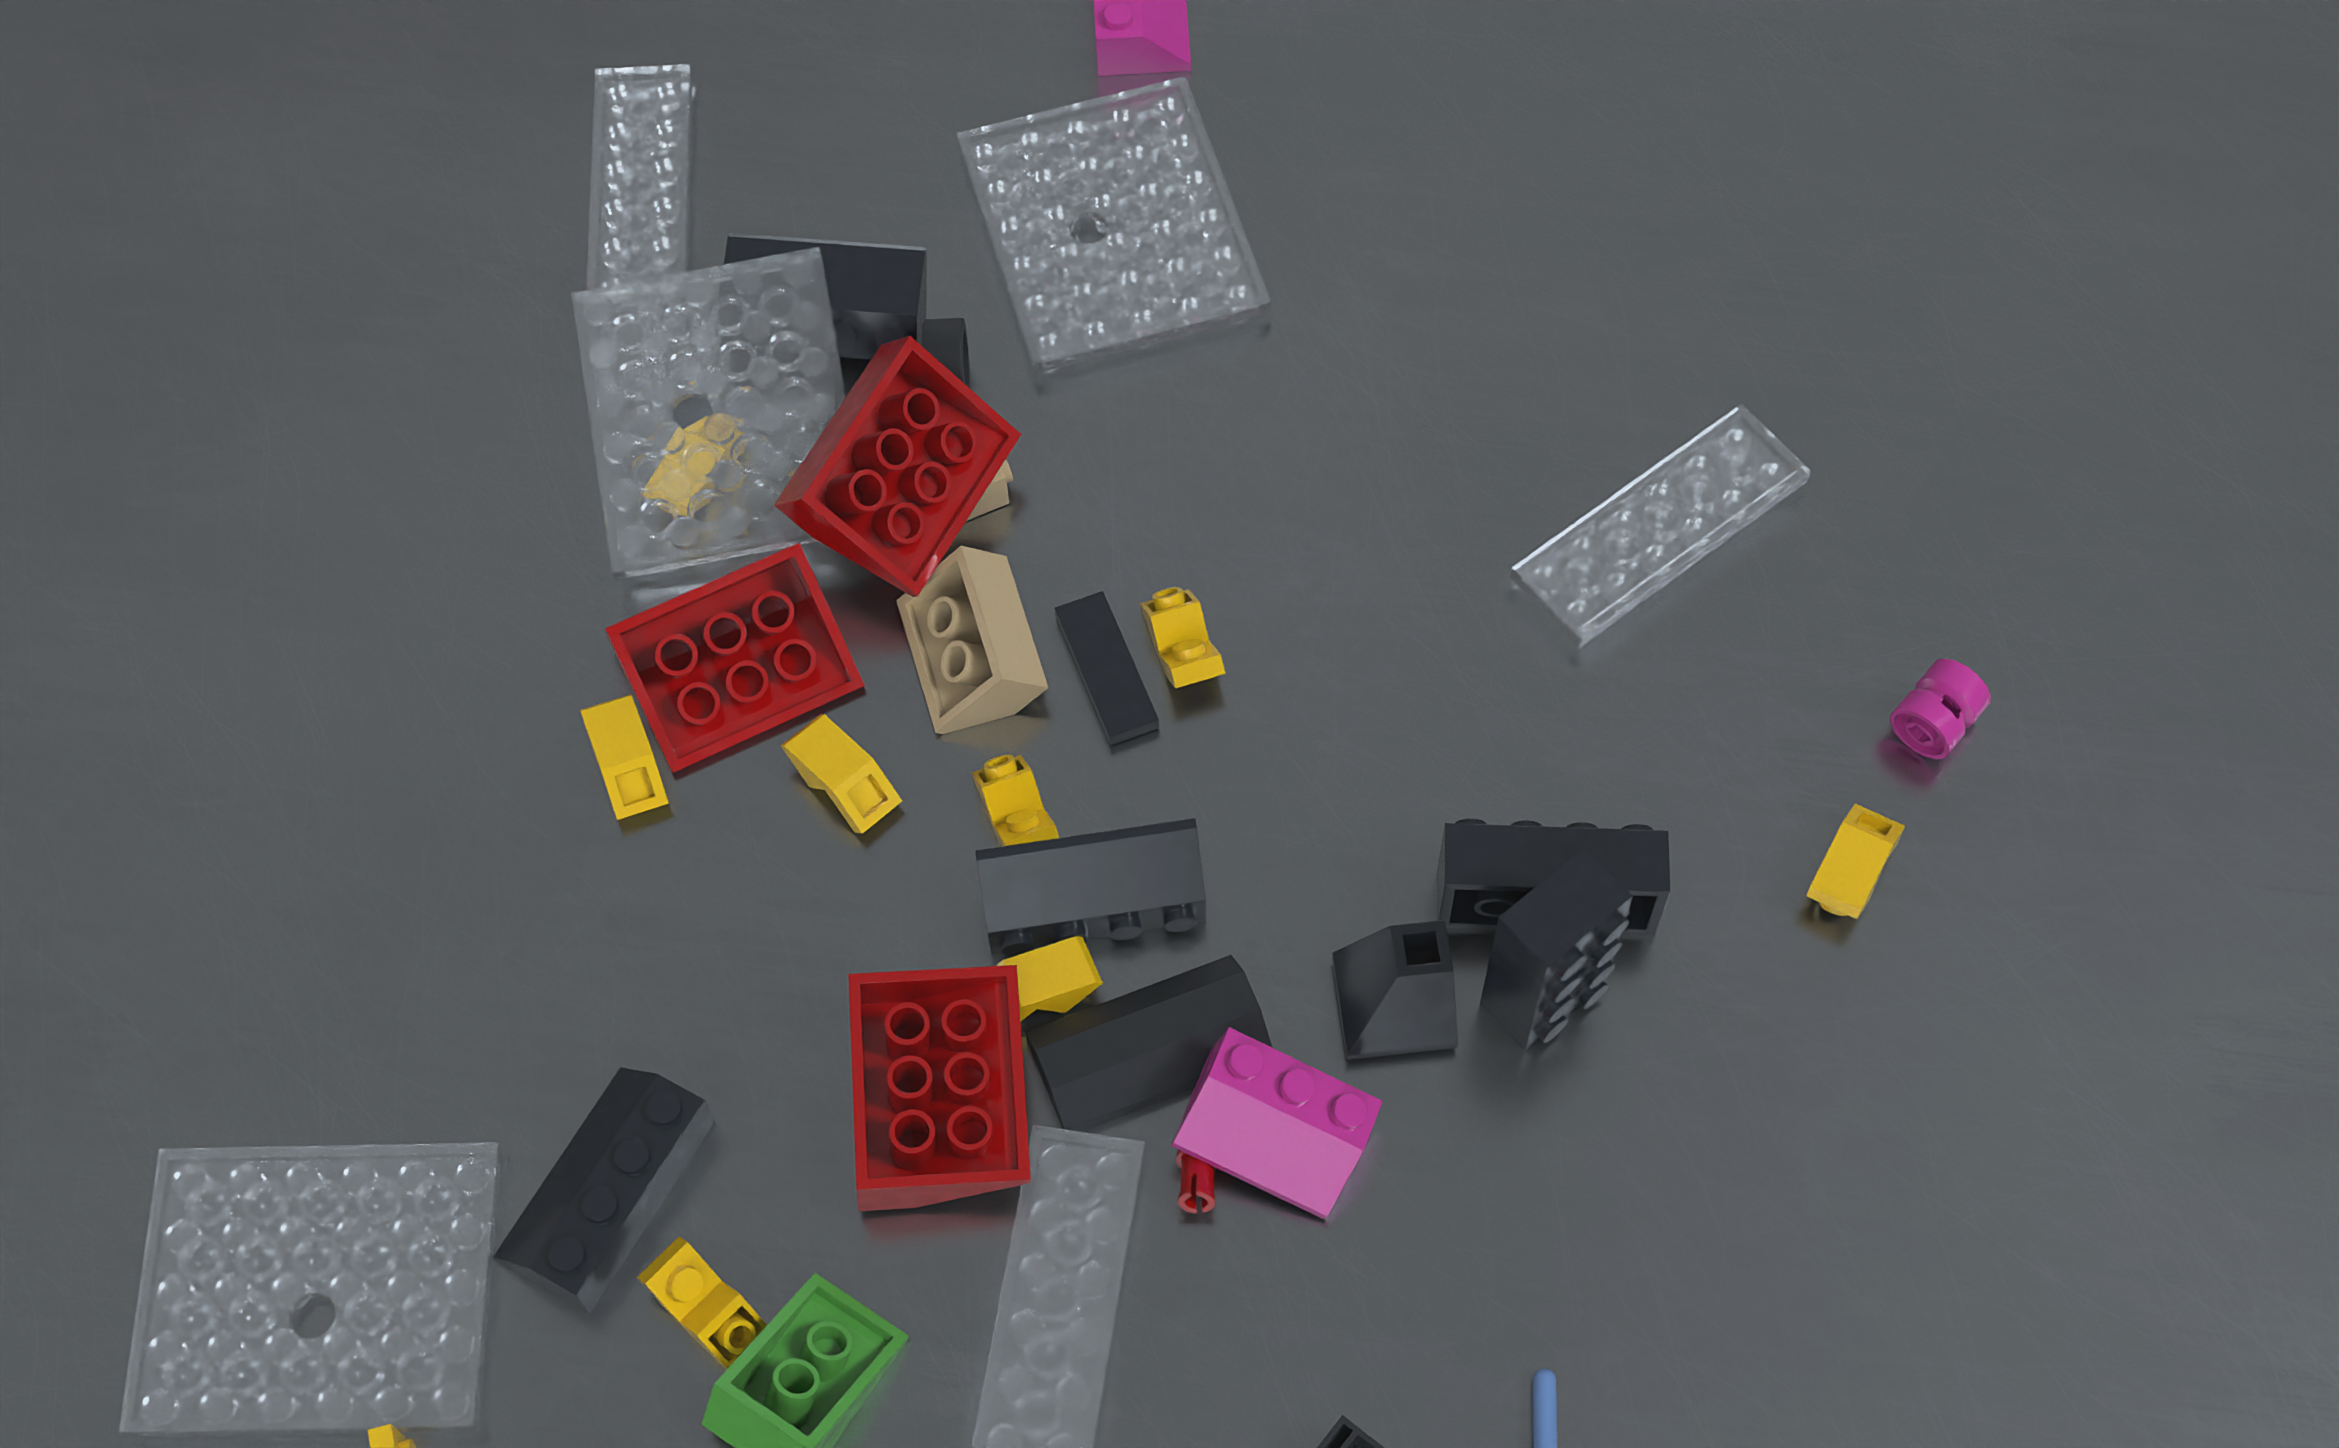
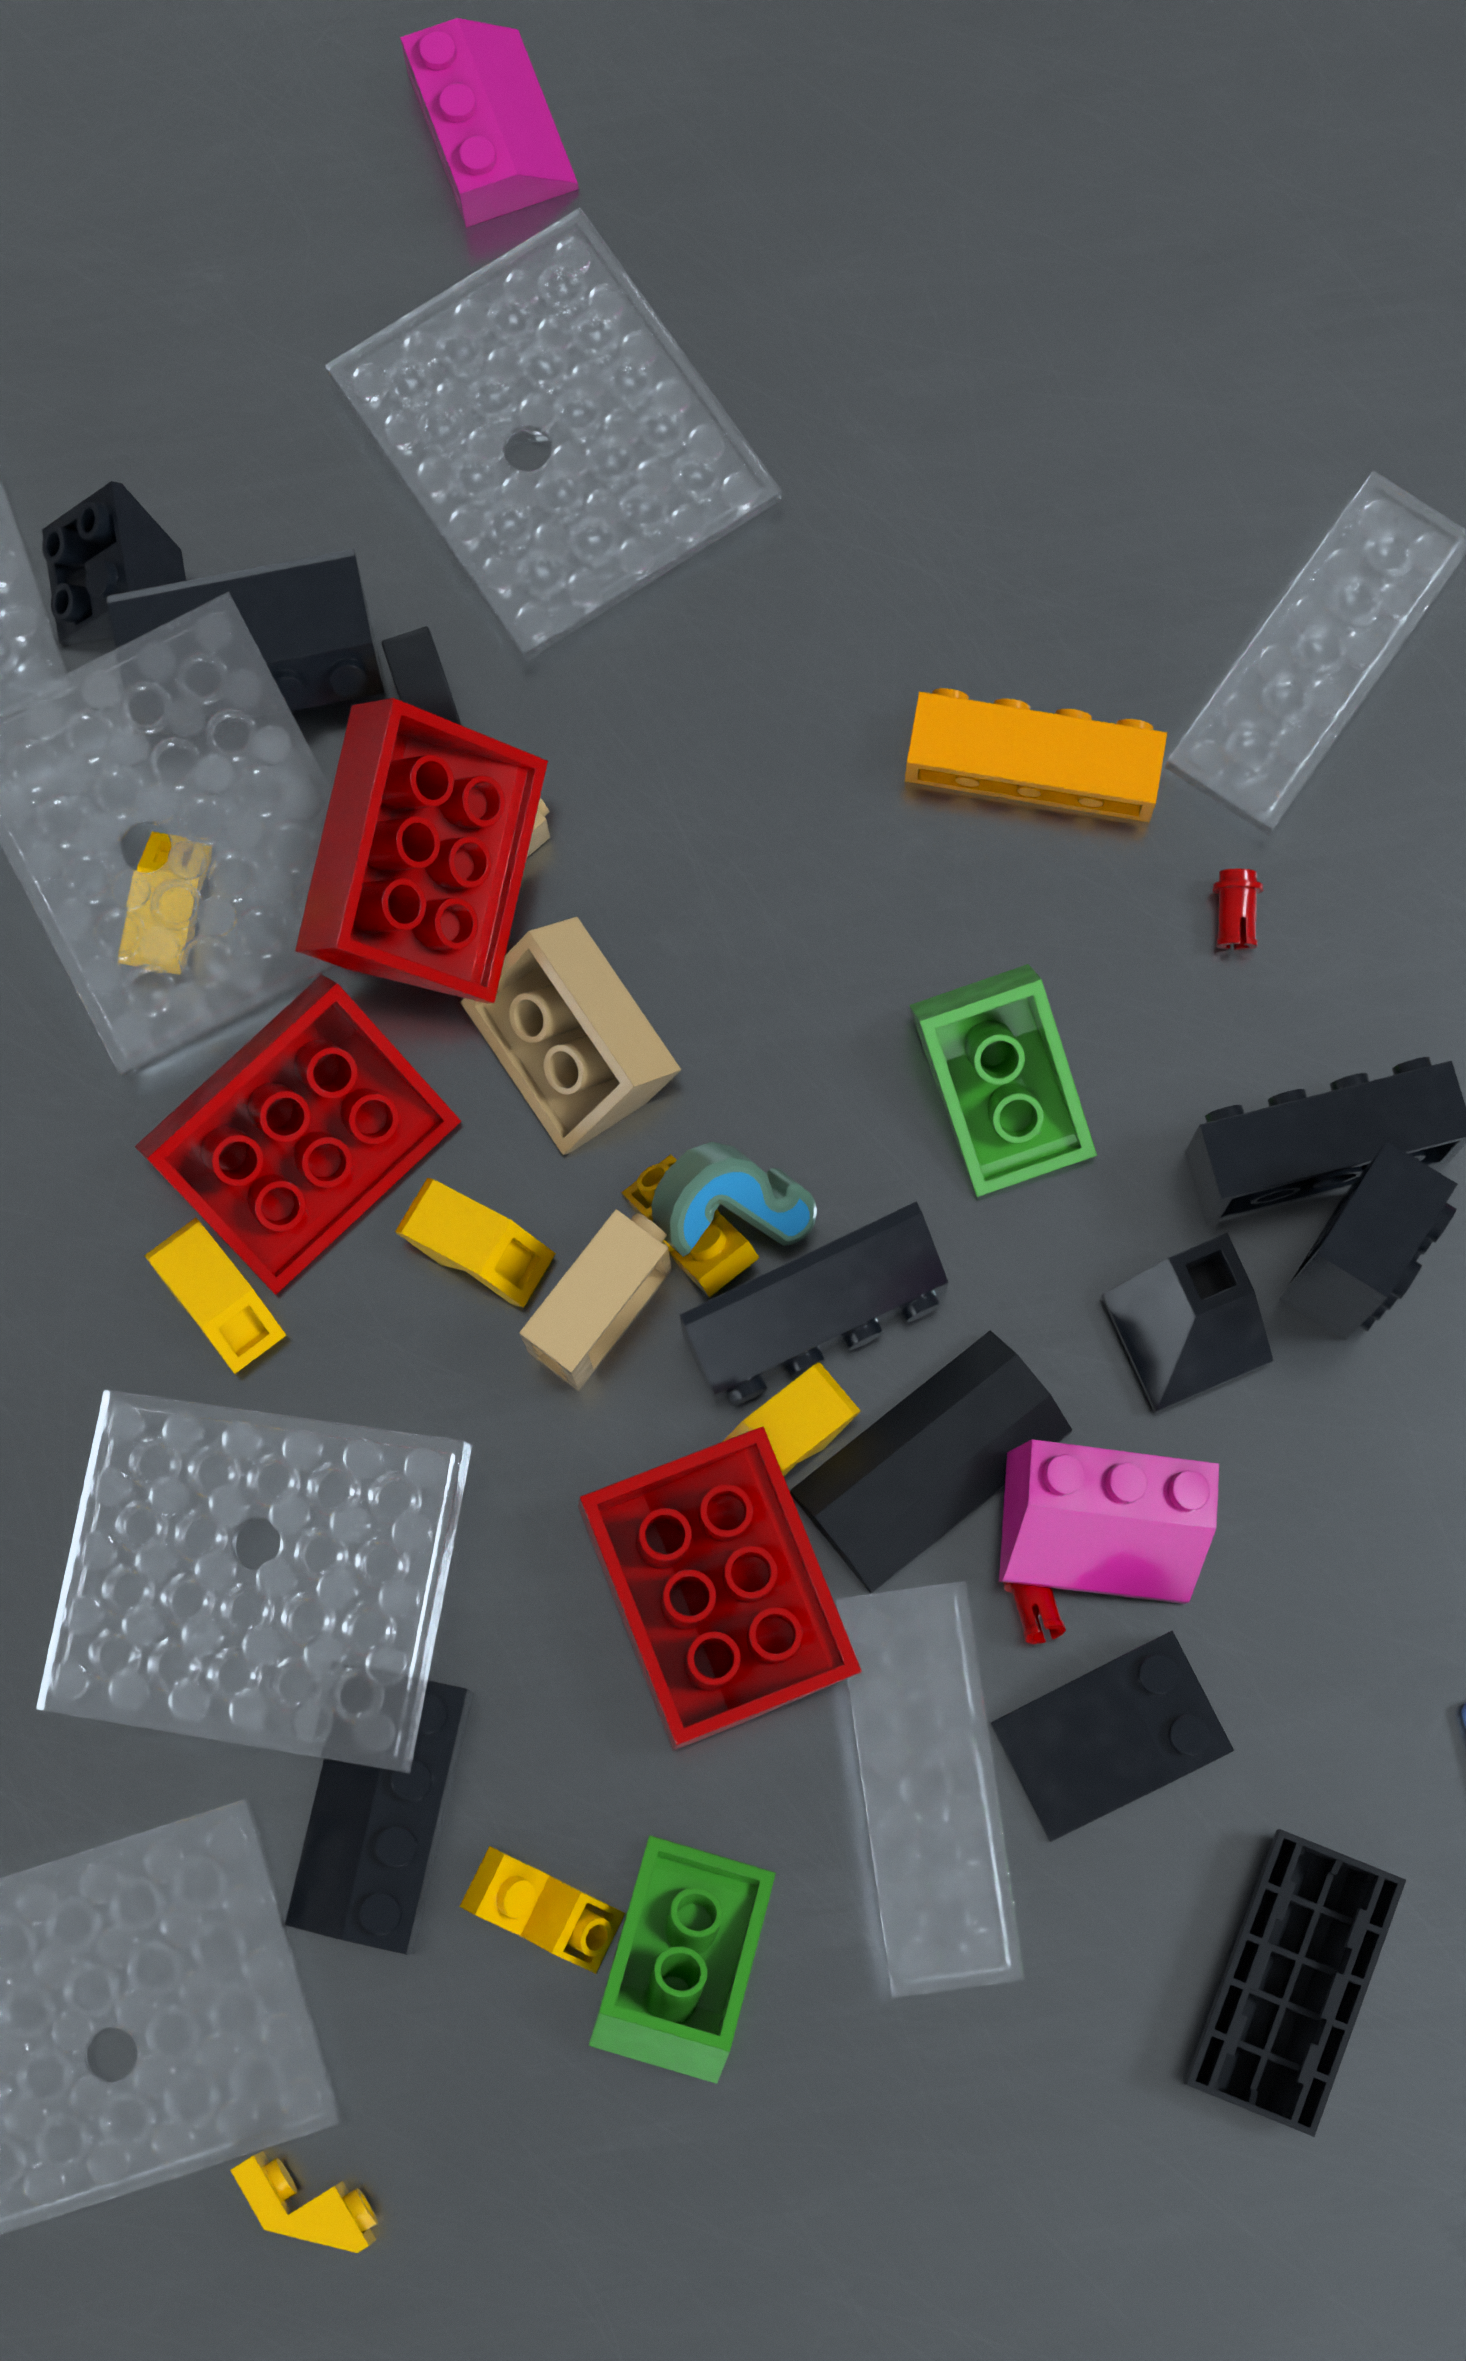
camera: 15 degrees left, 15 degrees up
(585, 1033) = (294, 1657): none -> clear plate
(745, 205) = (102, 551): none -> black slope
(919, 834) = (598, 1297): none -> tan window
(1060, 778) = (725, 1176): none -> sand green animal
(1106, 668) = (734, 1017): black tile -> none
(1181, 637) = (811, 958): yellow slope -> none
(1227, 1304) = (1111, 1736): none -> black slope
(1304, 769) = (1003, 1079): none -> bright green slope
(1407, 538) = (1035, 755): none -> light orange brick
(1535, 693) = (1237, 908): none -> red pin

